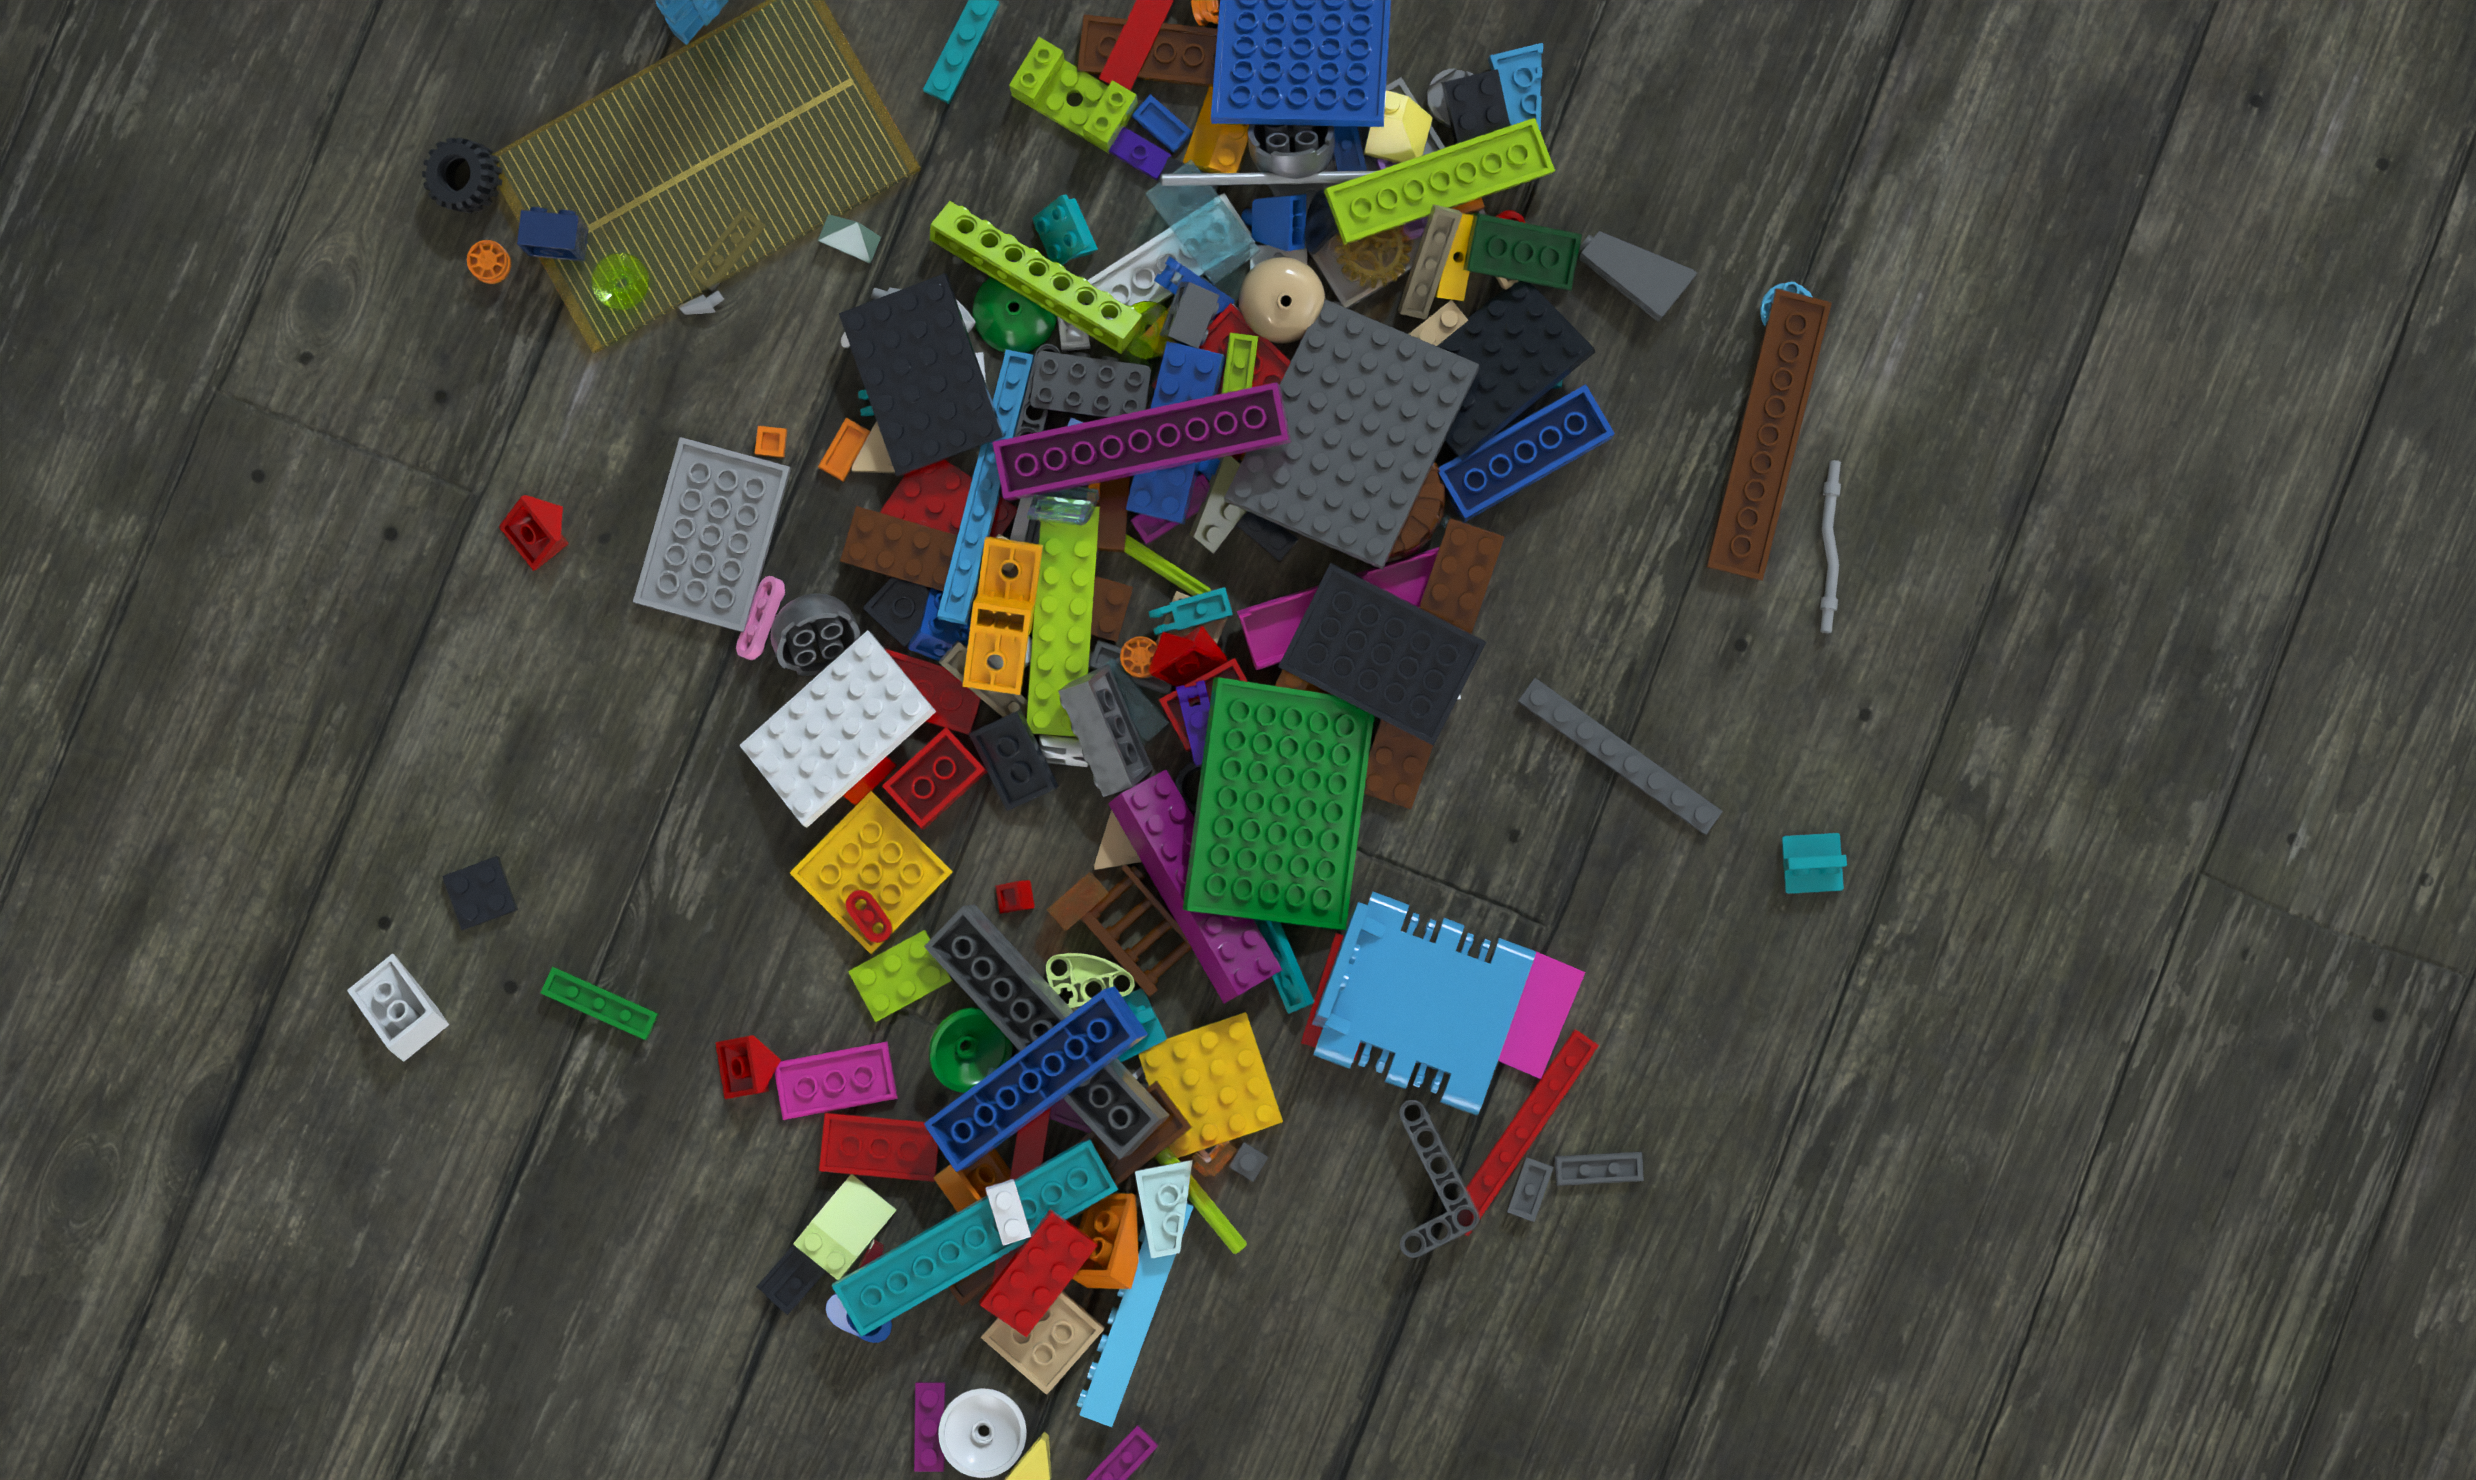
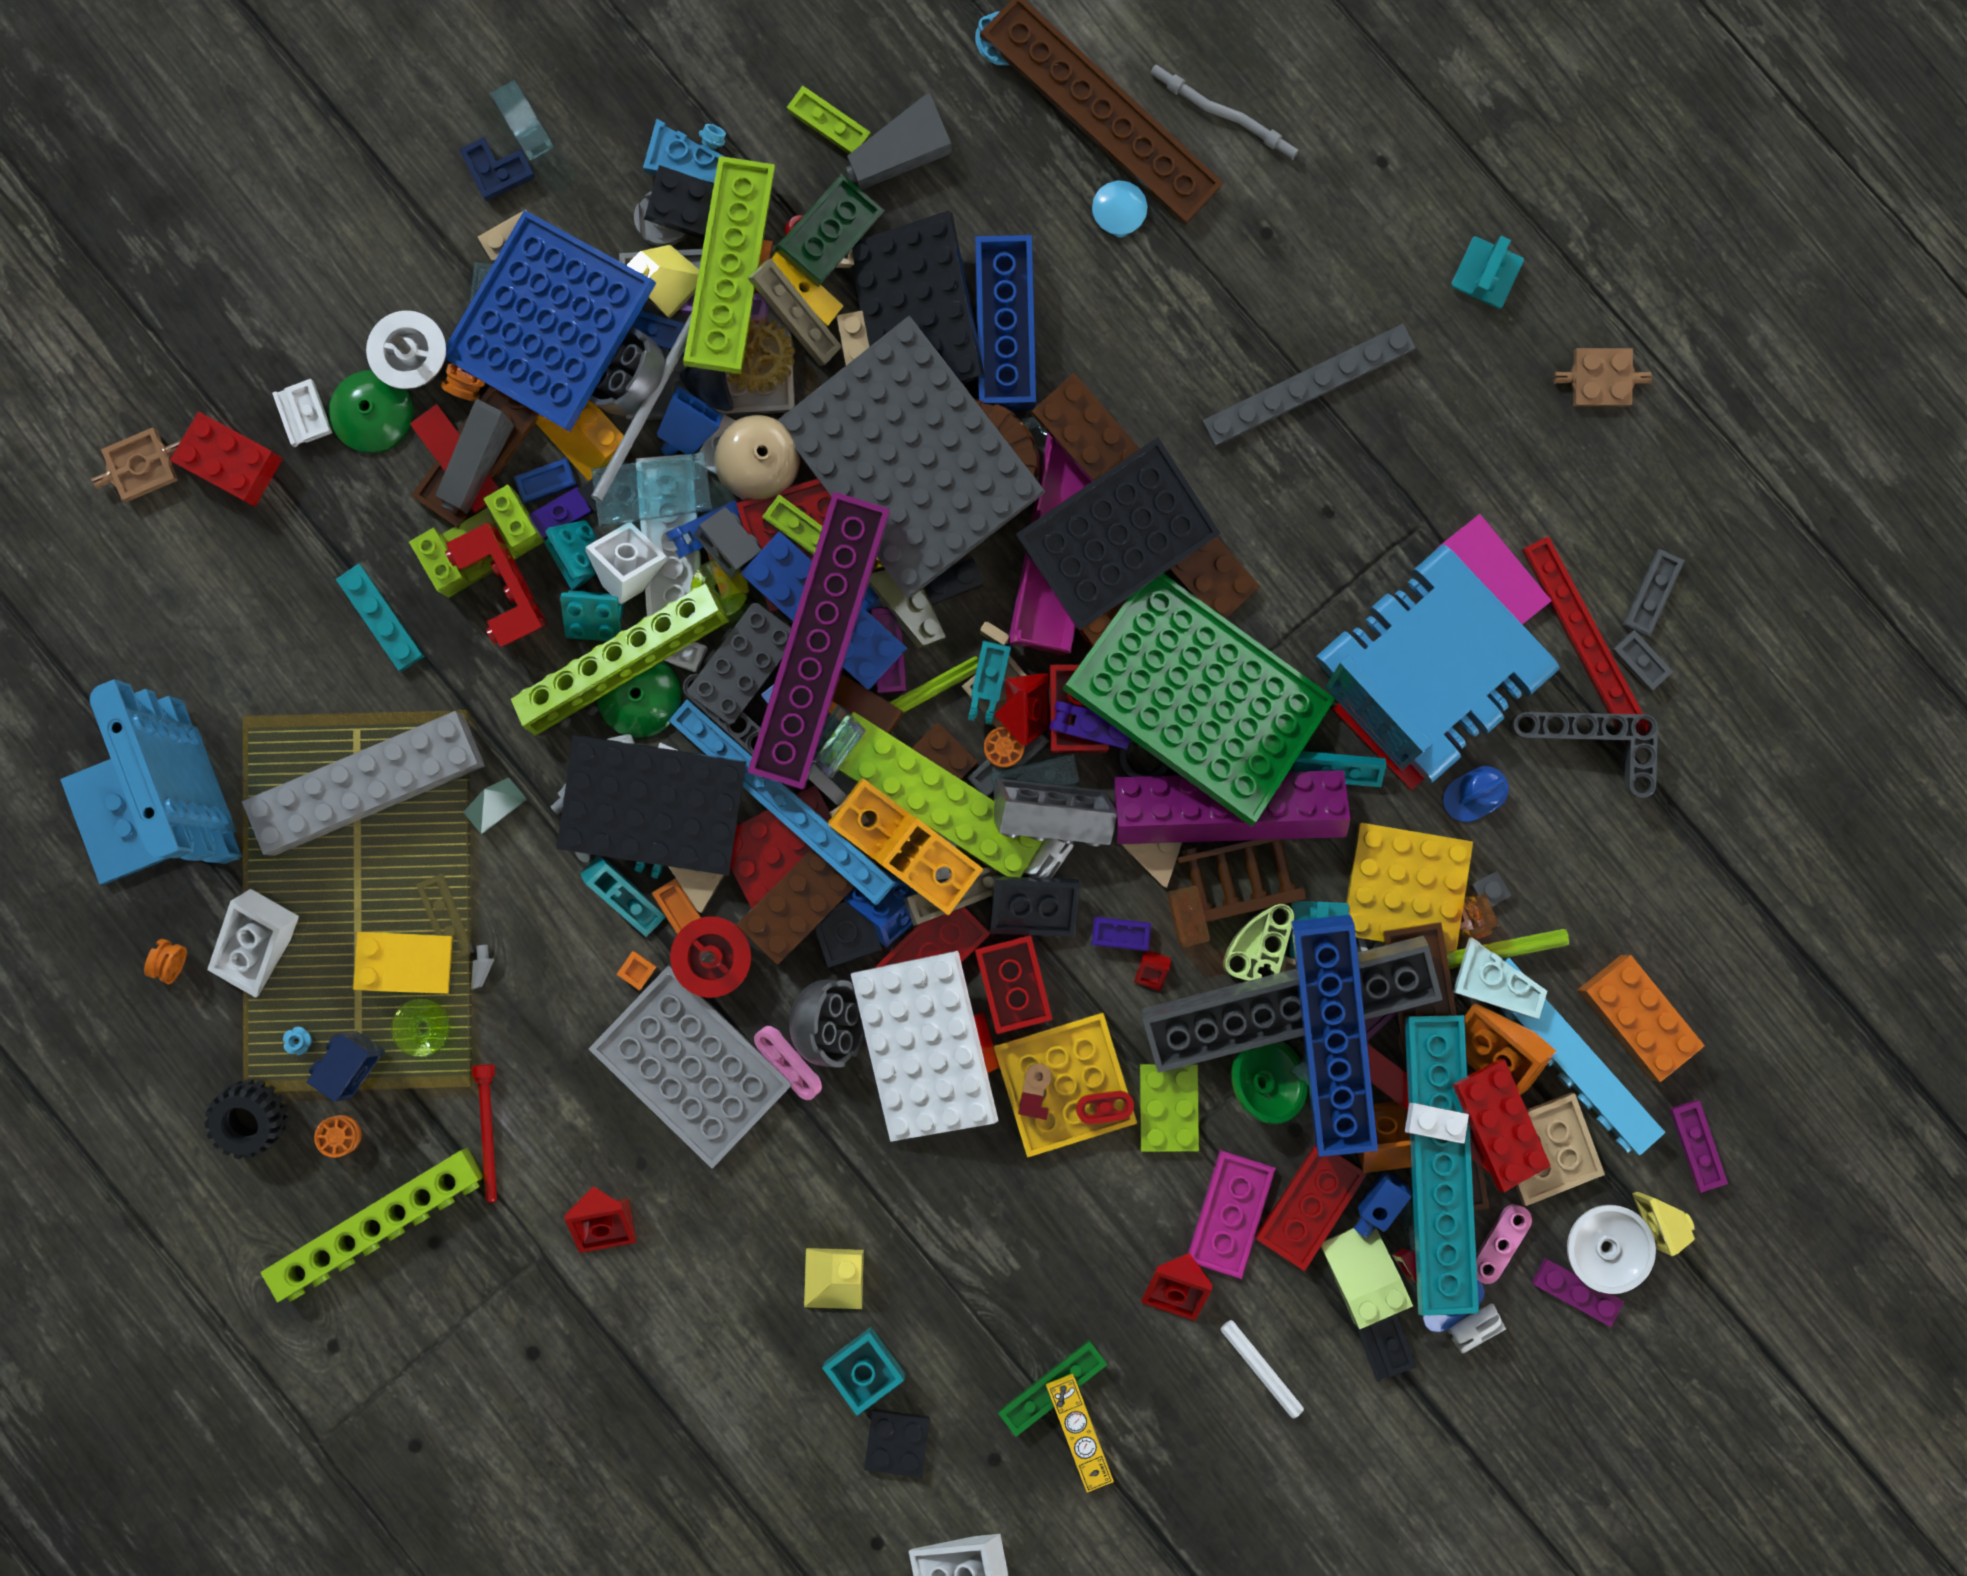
camera: 60 degrees left, 0 degrees up
(344, 279) = (282, 1276): none -> lime brick
(527, 828) = (864, 1371): none -> teal brick
(552, 188) = (303, 1037): none -> medium azure plate
(560, 29) = (165, 961): none -> orange wheel
(573, 1047) = (1079, 1433): none -> tile
(593, 761) = (834, 1278): none -> light yellow slope
(607, 359) = (483, 1076): none -> red piece
(617, 94) = (251, 941): none -> white slope
(668, 234) = (402, 962): none -> yellow slope
(713, 1180) = (1262, 1369): none -> white axle
(806, 114) = (363, 783): none -> light grey brick
(816, 499) = (710, 957): none -> red piece
(830, 392) = (621, 895): none -> teal slope
(849, 845) = (1035, 1081): none -> leg
(849, 1351) = (1476, 1328): none -> white arm
(924, 1207) = (1384, 1192): none -> blue torso
(949, 1331) = (1502, 1230): none -> bright pink plate
(1029, 174) = (487, 543): none -> red plate
(1031, 851) = (1121, 934): none -> dark purple plate
(1112, 187) = (568, 547): none -> teal bracket
(1125, 234) = (625, 561): none -> white slope
(1144, 51) = (473, 456): none -> dark grey slope
(1204, 1354) = (1641, 1018): none -> orange brick
(1238, 595) = (994, 634): none -> tan tile
(1329, 1103) = (1475, 794): none -> blue piece
(1554, 101) = (712, 136): none -> medium azure plate
(1624, 196) = (827, 120): none -> lime plate
(1689, 499) = (1119, 208): none -> medium azure dish
(1772, 1019) = (1602, 377): none -> medium nougat plate

